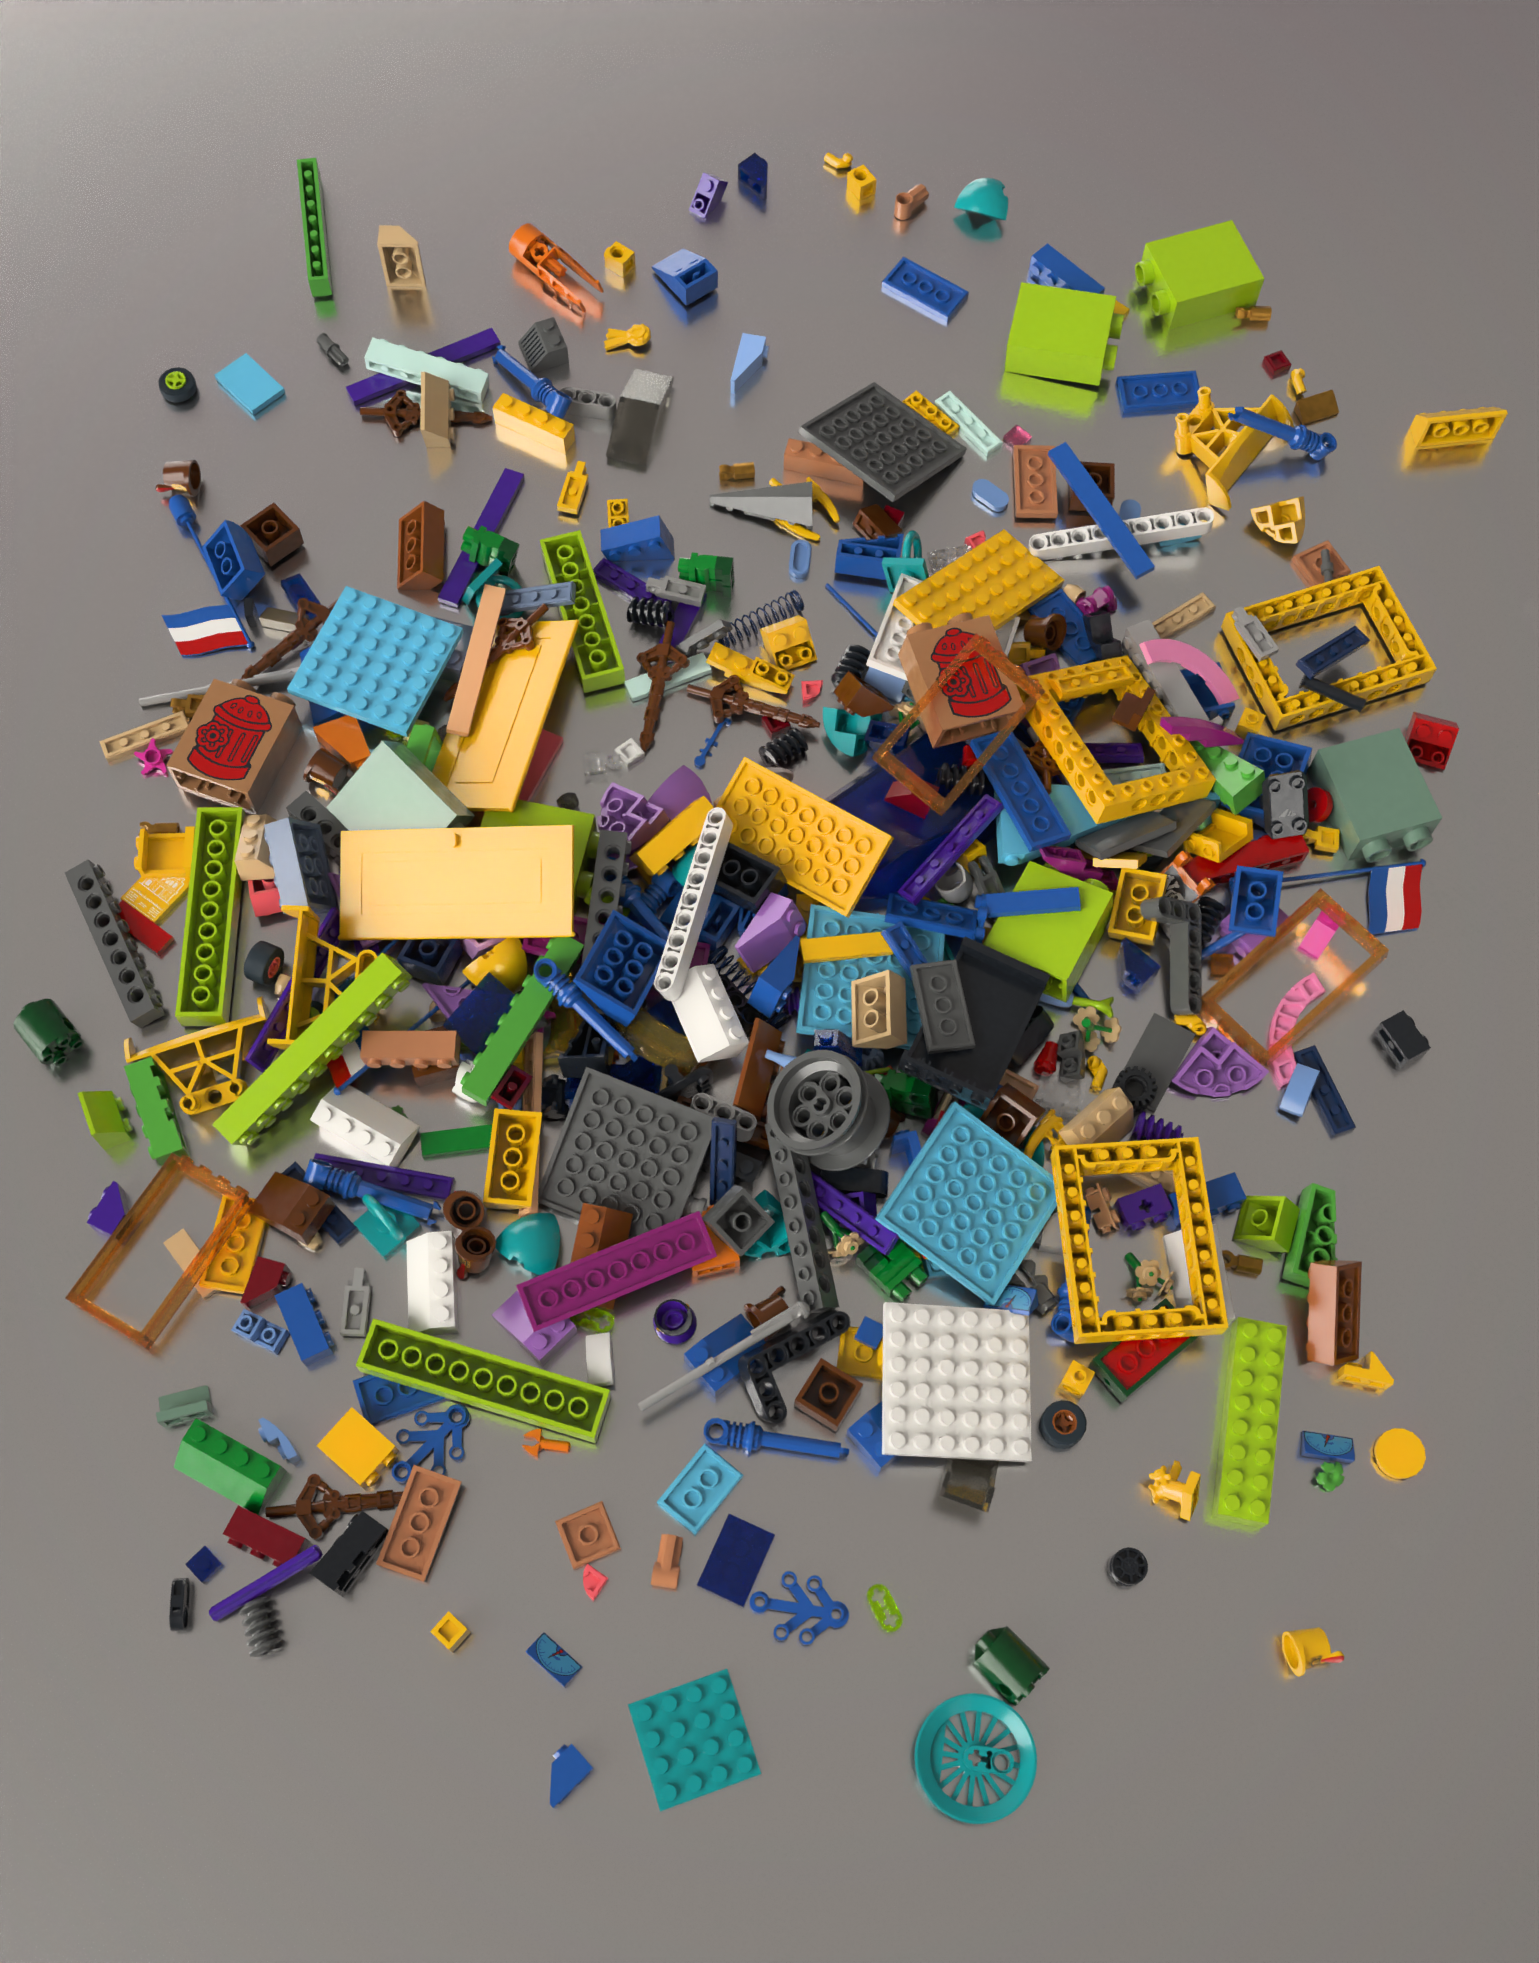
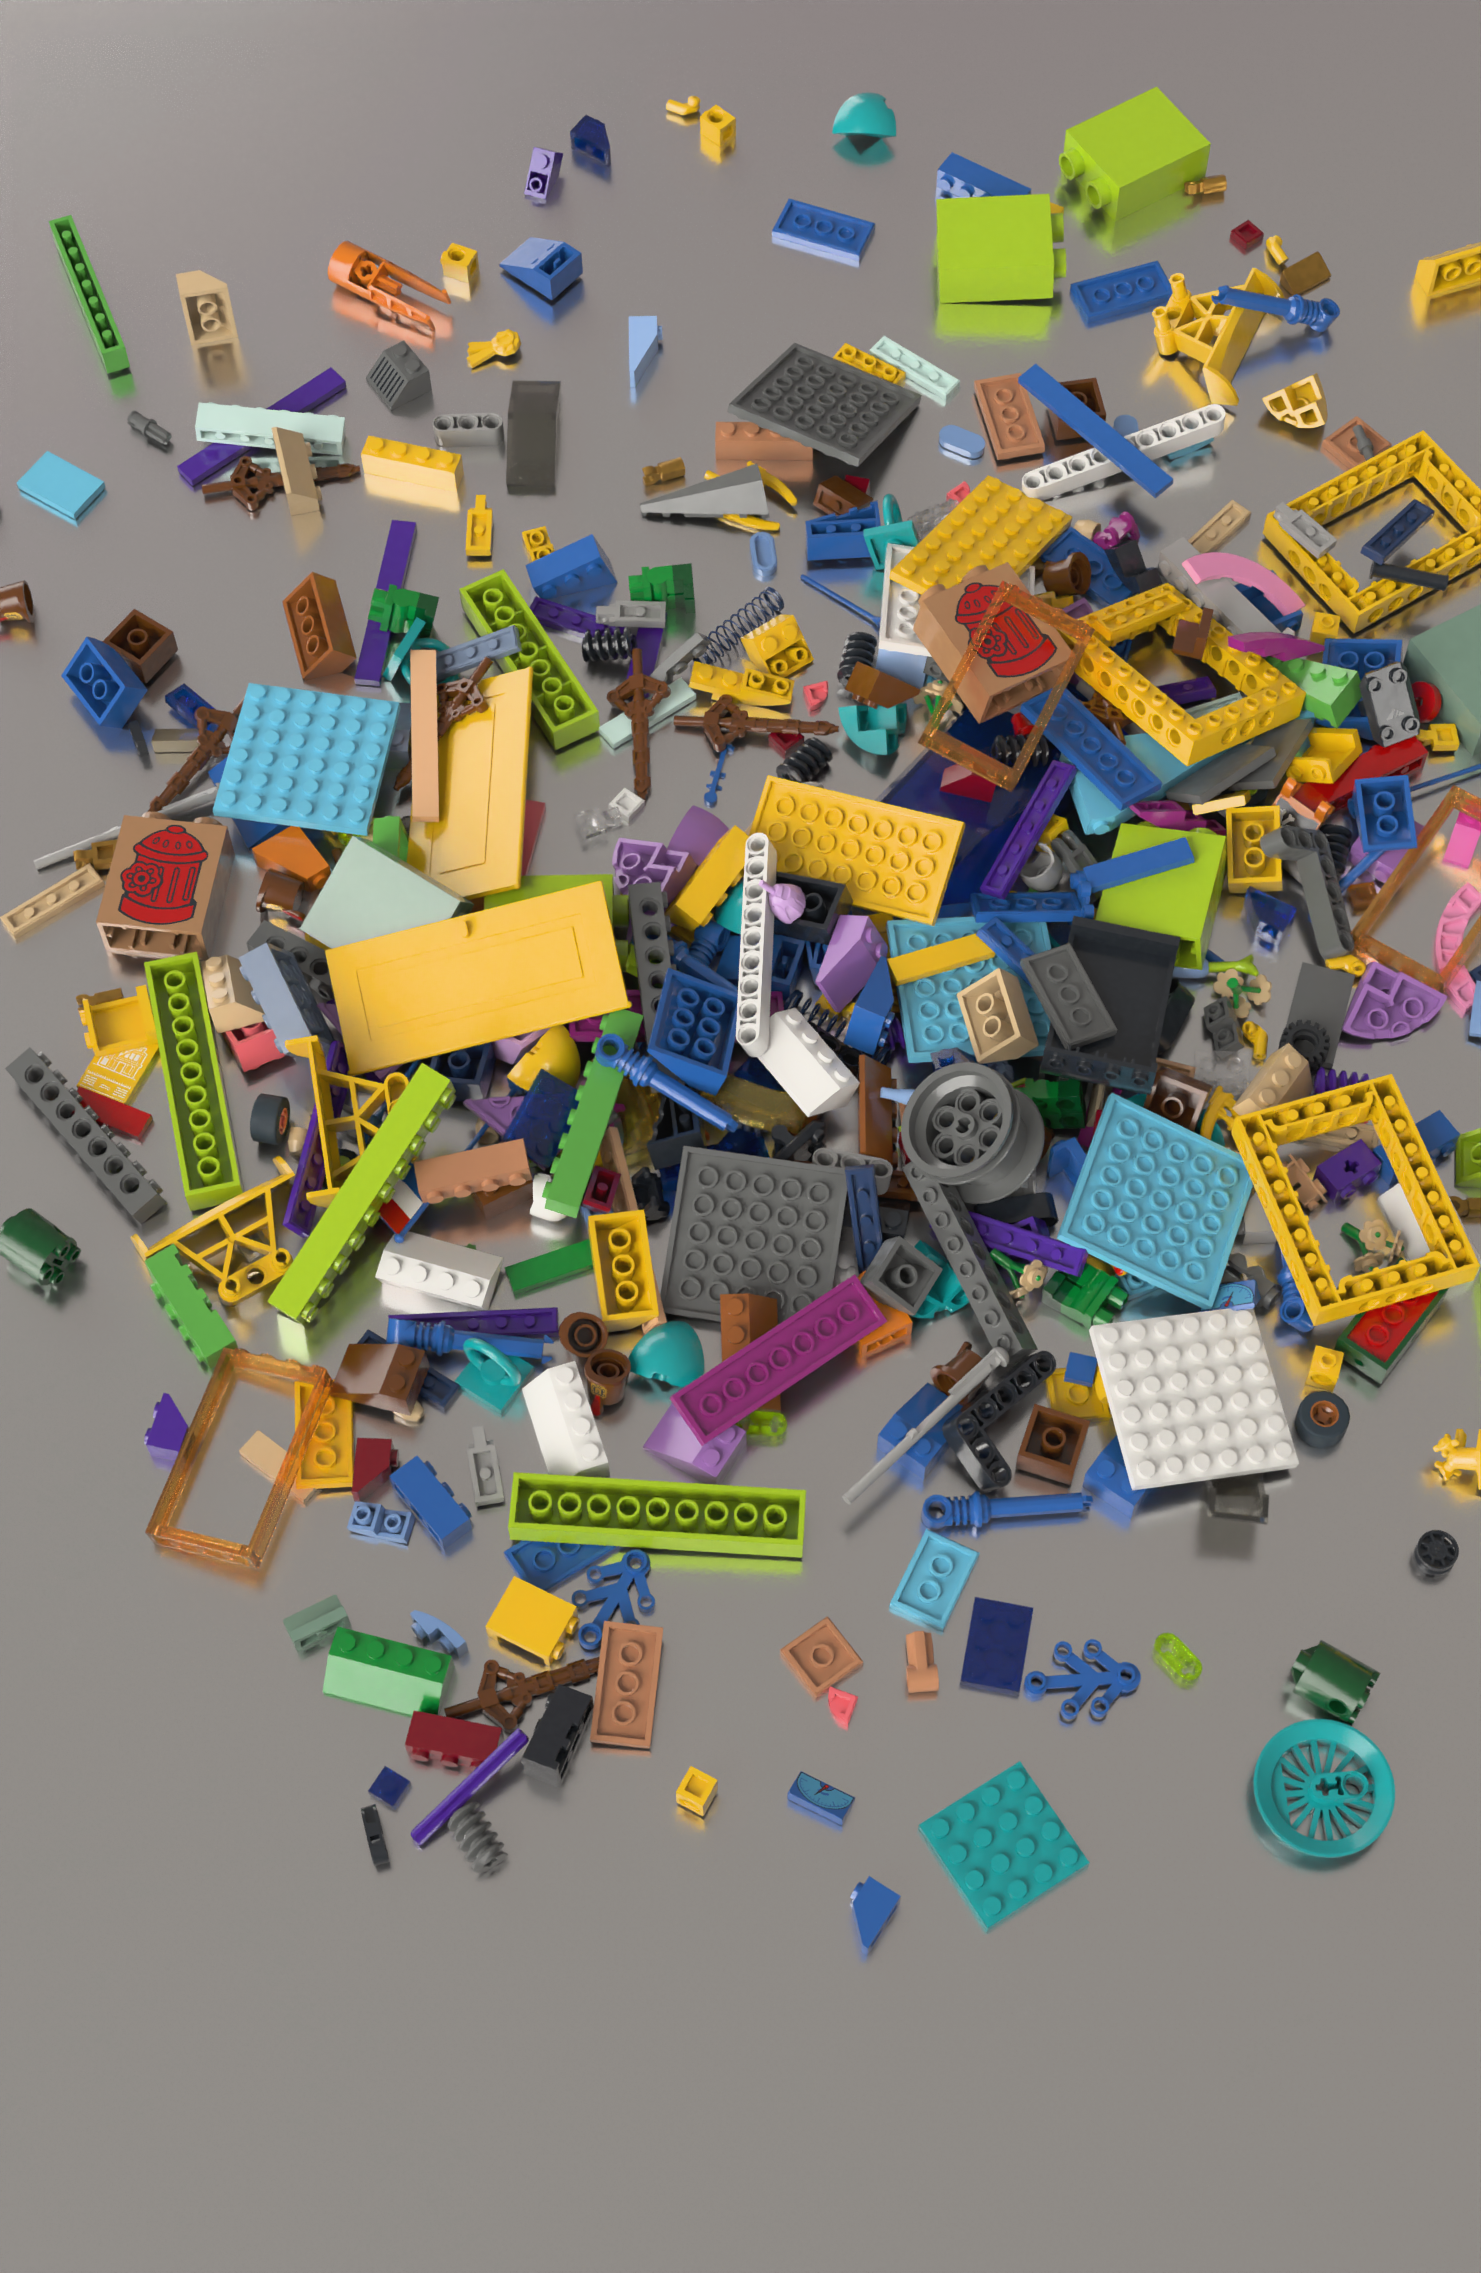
camera: 10 degrees left, 5 degrees down
(105, 1117) = (133, 1327): lime slope -> none
(153, 758) = (69, 923): dark pink animal -> none
(206, 627) = (90, 765): flag -> none
(541, 388) = (412, 423): blue piece -> none
(544, 1443) = (742, 1571): orange bar -> none
(568, 801) = (572, 867): clear smoke tile -> none
(599, 1359) = (781, 1463): white slope -> none
(674, 1321) = (854, 1407): dark purple piece -> none
(727, 871) = (785, 900): none -> lavender piece
(880, 731) = (912, 722): clear blue slope -> none
(909, 201) = (779, 135): nougat piece -> none
(1017, 436) = (974, 371): clear pink tile -> none
(1047, 1059) = (1196, 1036): red cone -> none

